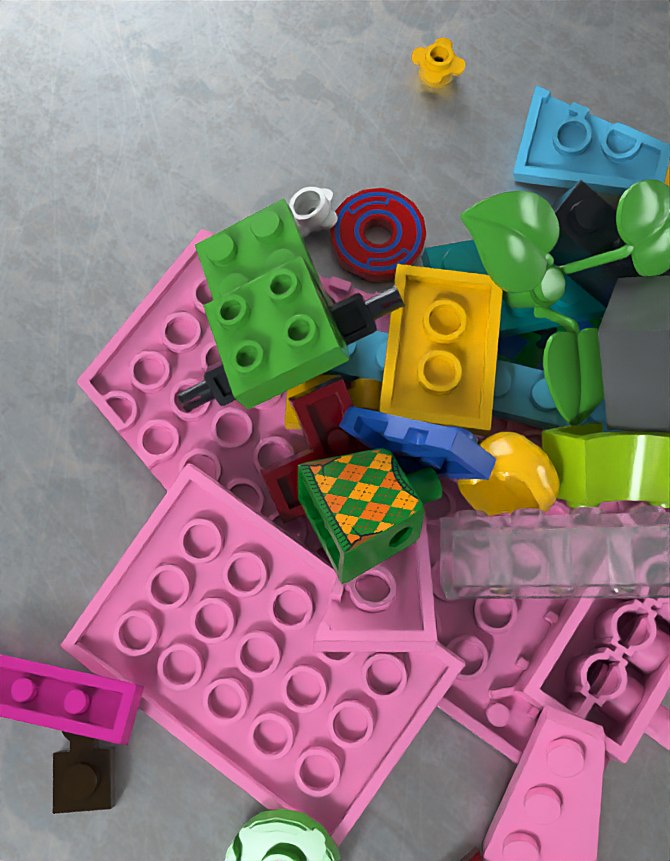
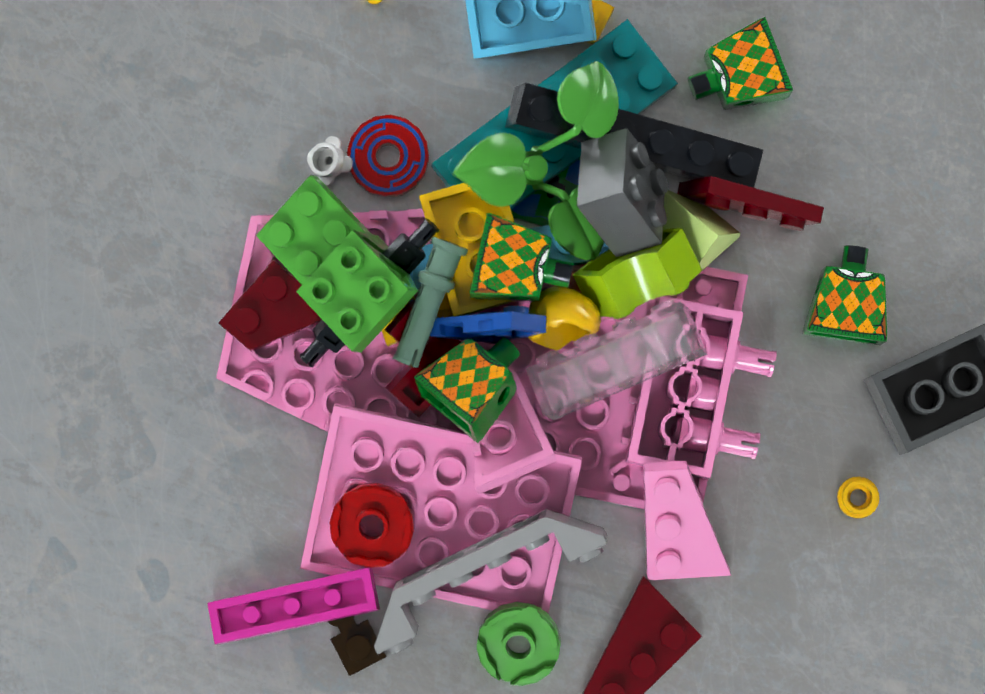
camera: 20 degrees left, 10 degrees up
(133, 632) = (378, 501): none -> red tile
(142, 776) = (575, 537): none -> light grey slope
(167, 330) = (269, 310): none -> dark red wing
(375, 361) = (435, 282): none -> sand green pin
(483, 378) = (515, 263): none -> torso

